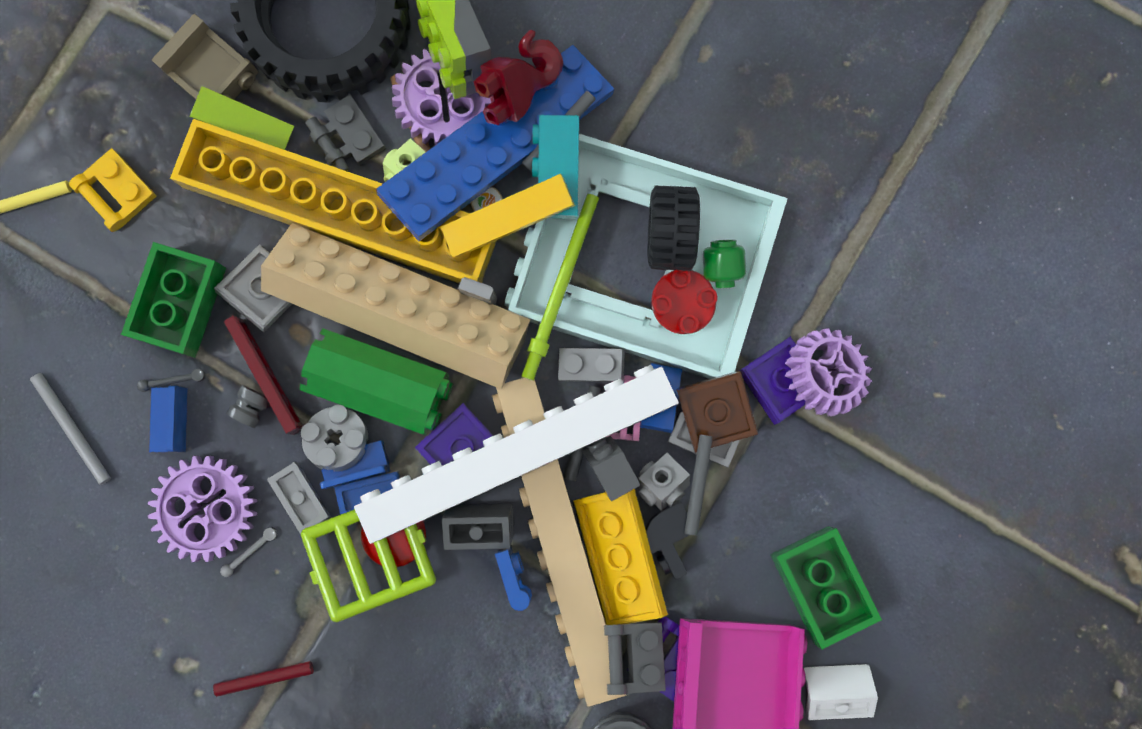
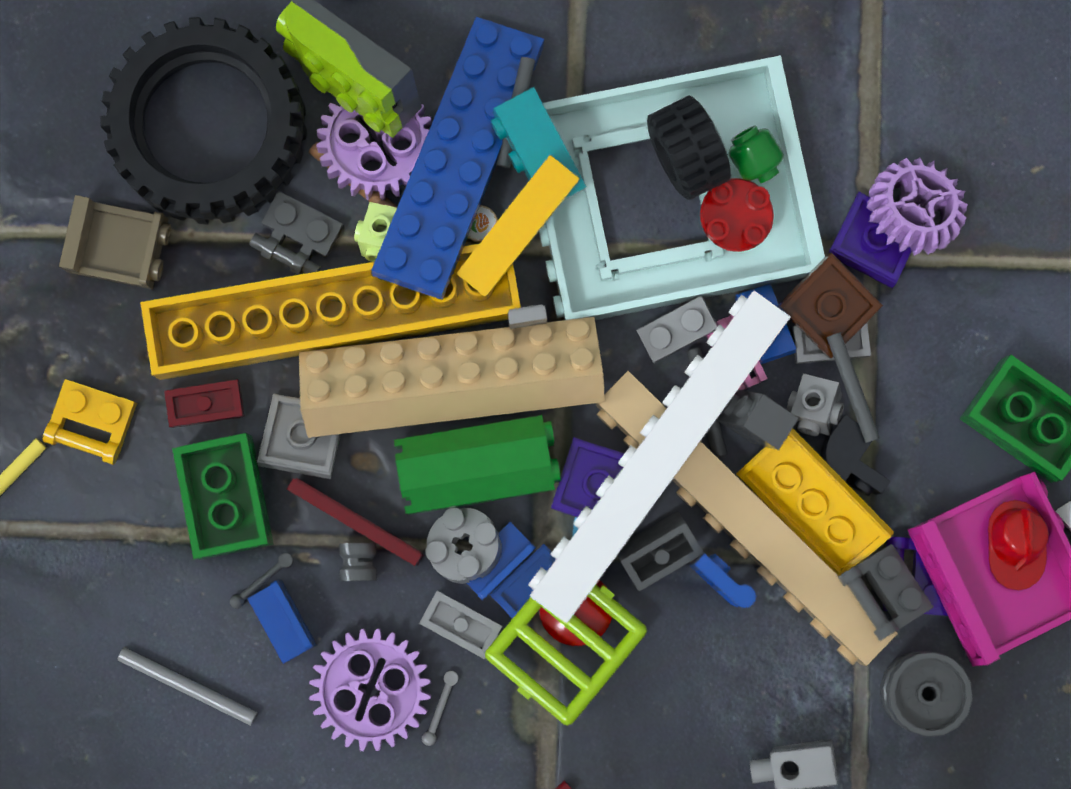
camera: 30 degrees left, 0 degrees up
(203, 223) = (204, 403): none -> dark red plate
(240, 118) = (184, 276): lime tile -> none
(514, 81) = (447, 89): dark red hips -> none
(539, 347) = (618, 338): lime bar -> none
(759, 678) = (1017, 544): none -> red piece

